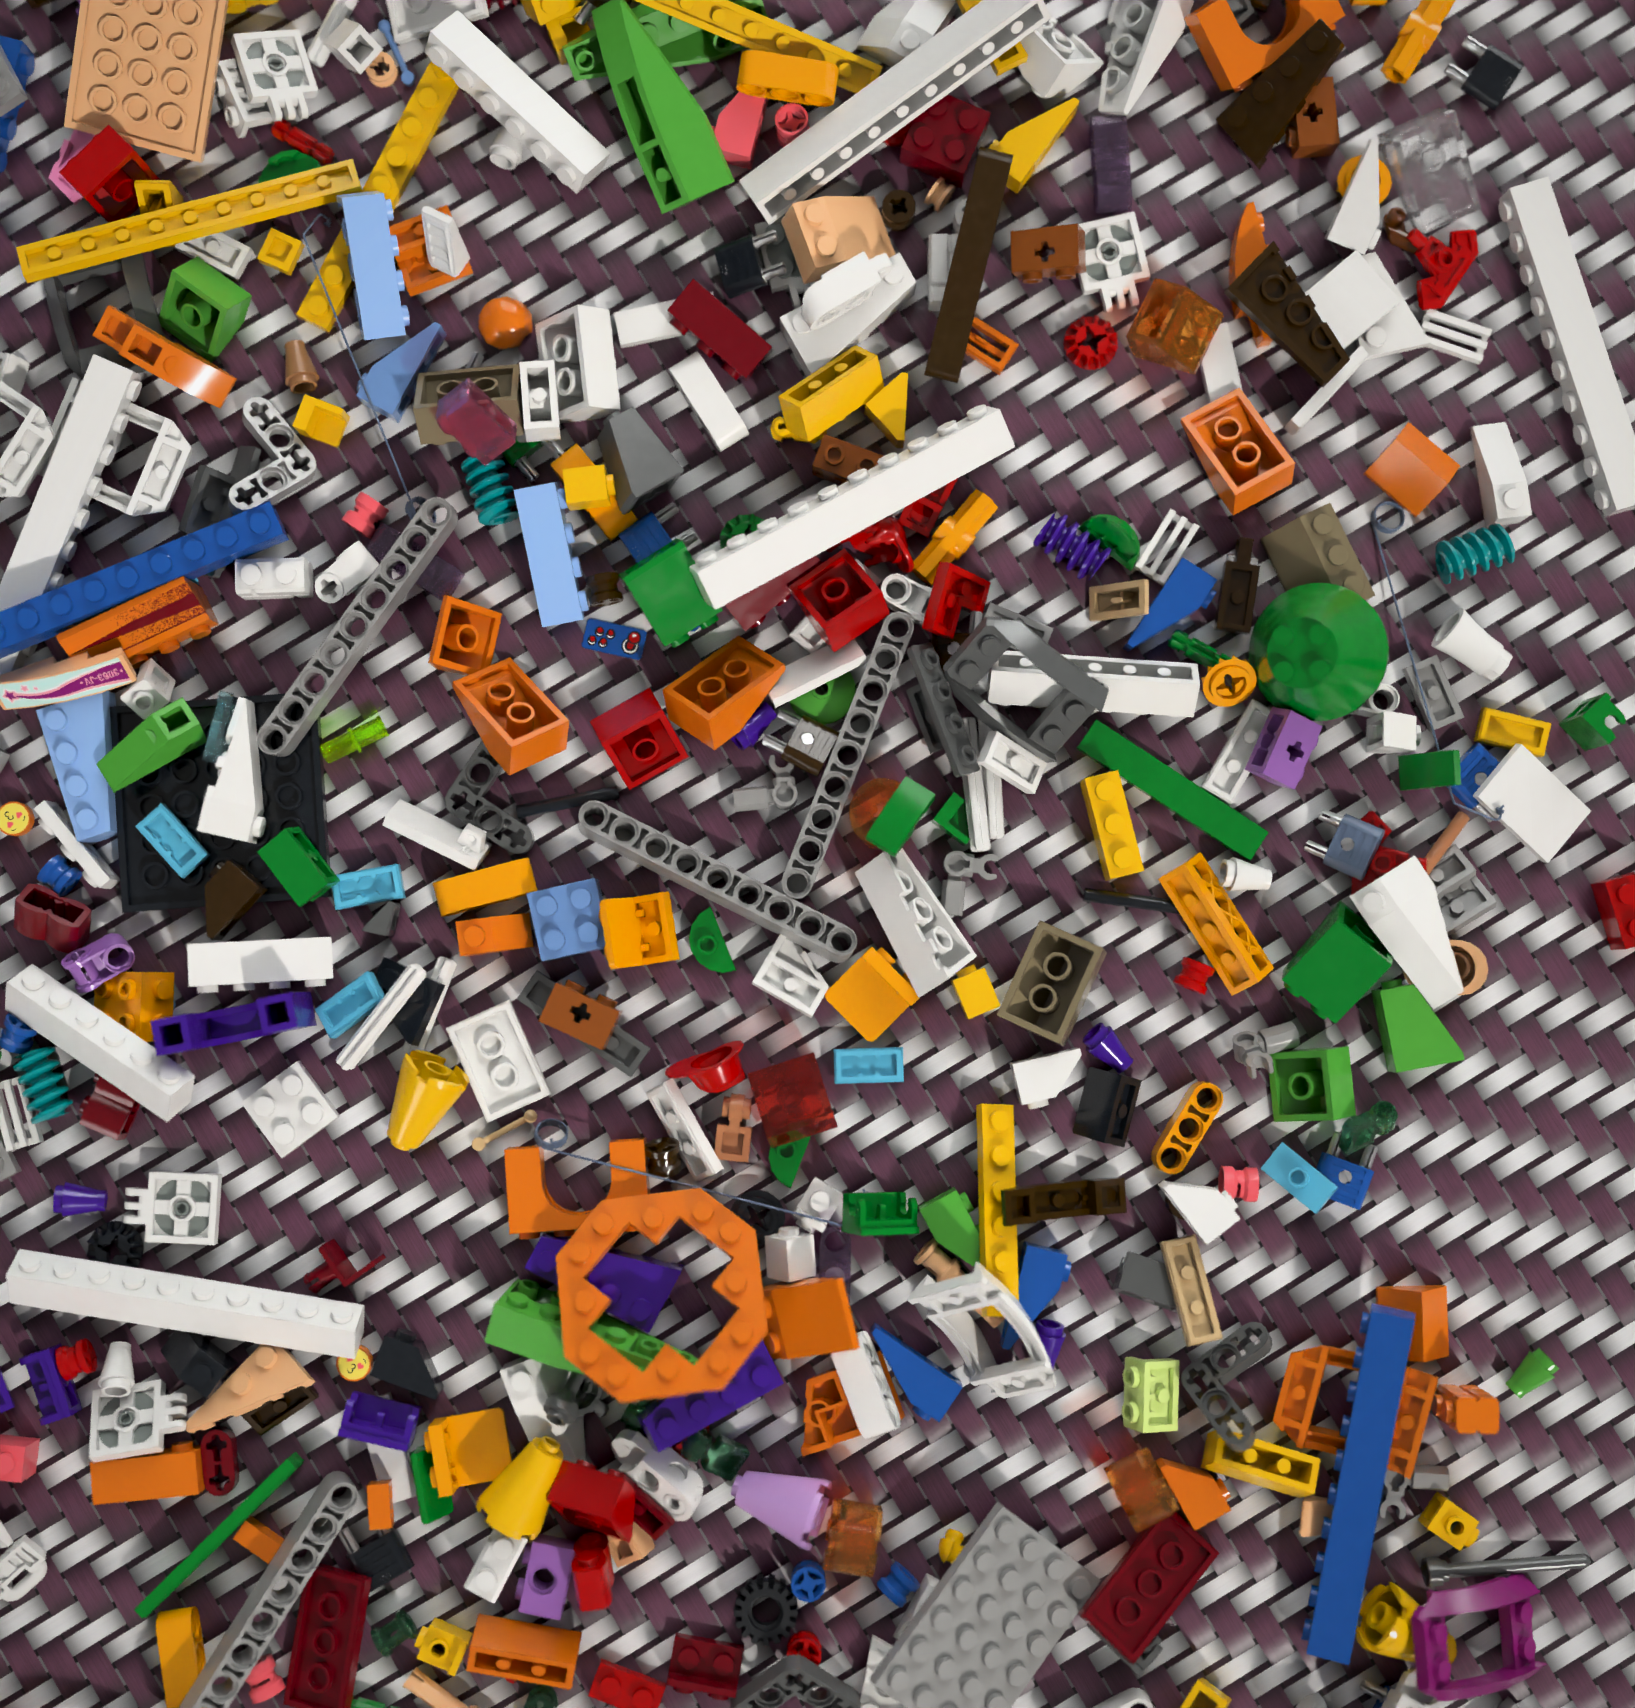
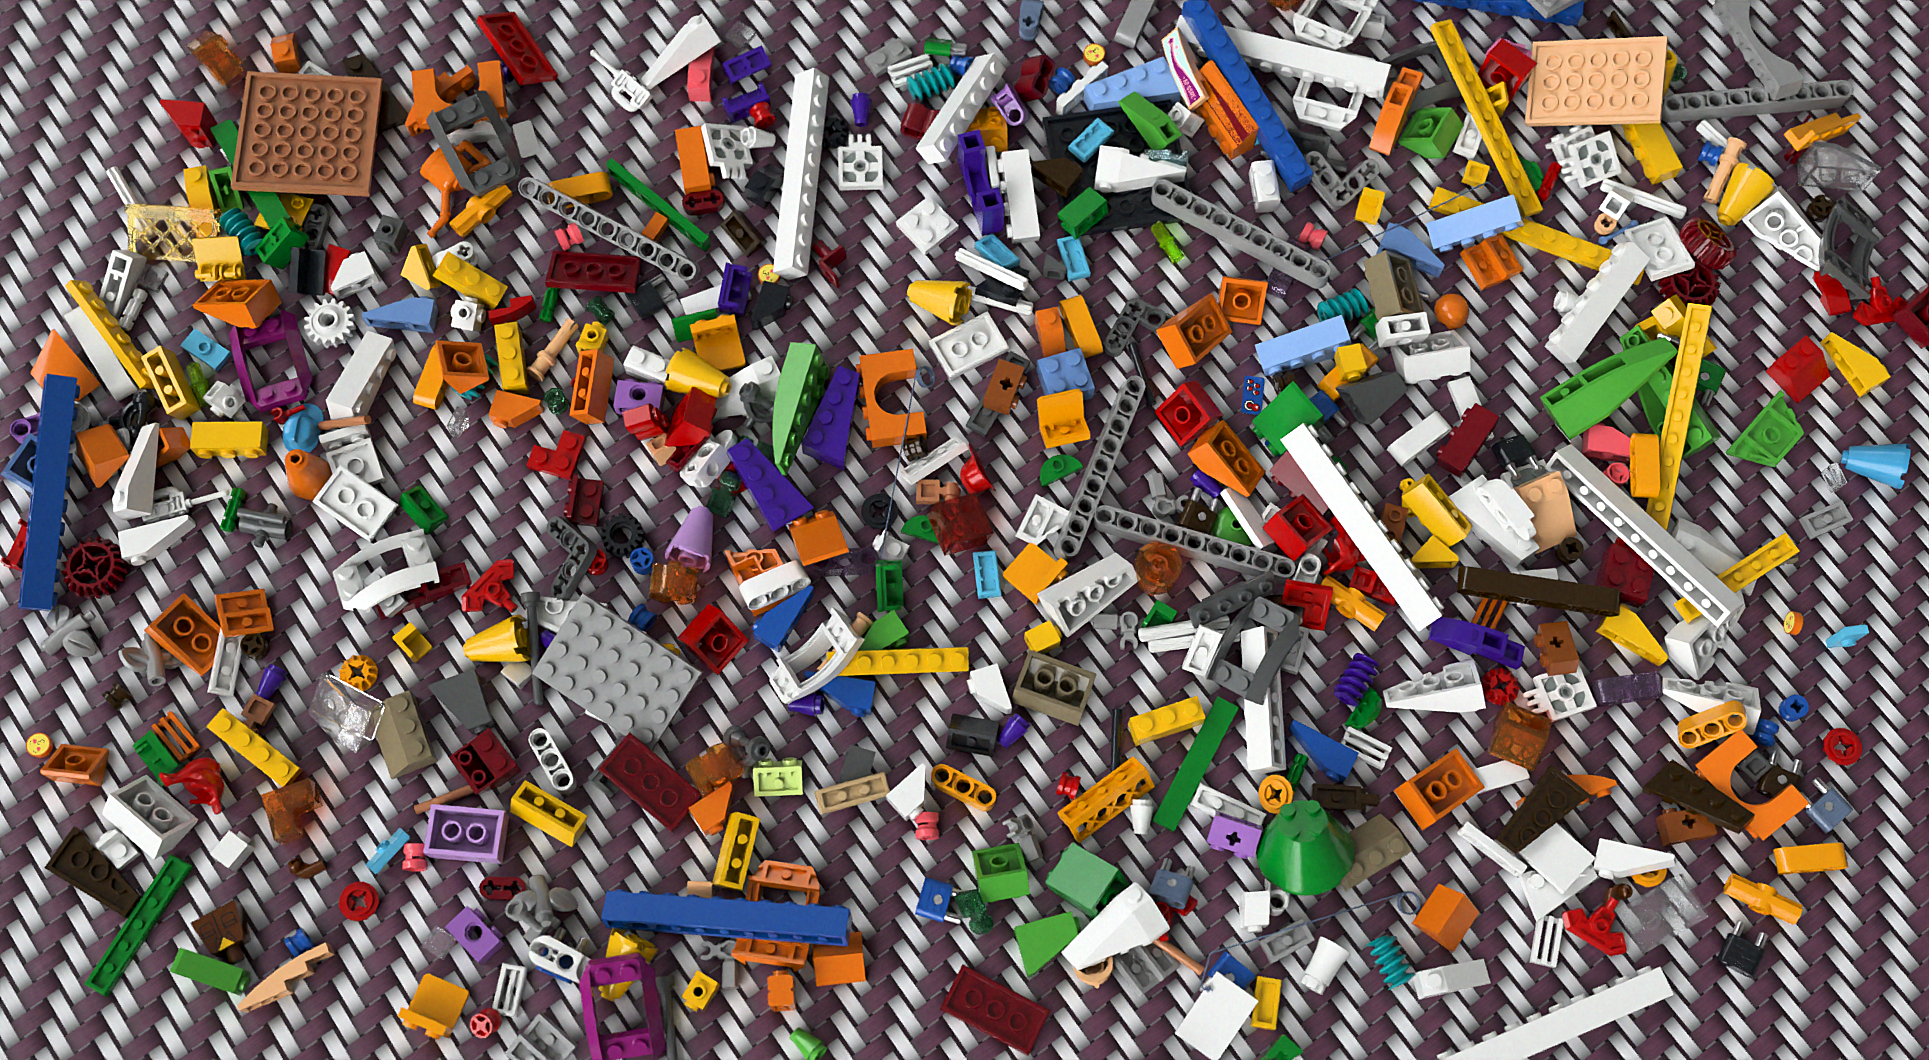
camera: 85 degrees right, 15 degrees down
(191, 998) = (993, 168): none -> white tile
(259, 1379) = (753, 216): light nougat wing -> none
(299, 369) = (1399, 191): medium nougat cone -> none
(348, 572) = (1274, 224): white piece -> none
(380, 1504) = (681, 294): orange piece -> none
(443, 242) = (1496, 265): white slope -> none
(461, 845) = (1107, 307): white hinge -> none
(475, 422) = (1382, 287): clear pink brick -> none
(480, 1143) = (915, 339): tan hinge -> none
(669, 1371) = (781, 446): orange plate -> none
(790, 1254) = (858, 530): white brick -> none
(900, 816) = (1158, 570): green slope -> none
(938, 1481) = (713, 638): none -> red slope
(939, 194) = (1585, 575): light nougat bush -> none
(1028, 362) = (1477, 639): none -> dark purple slope
(1062, 1200) = (906, 704): dark brown slope -> none
(1094, 420) = (1451, 690): none -> white wedge
(1116, 1442) = (757, 747): none -> dark grey piece
(1119, 600) = (1323, 715): tan slope -> none
(1179, 54) = (1720, 716): none -> light orange beam
(1216, 1377) = (792, 817): dark grey beam -> none
(1299, 1178) = (934, 867): medium azure plate -> none
(1429, 770) = (1231, 937): green slope -> none
(1498, 1107) = (995, 1010): none -> dark red tile

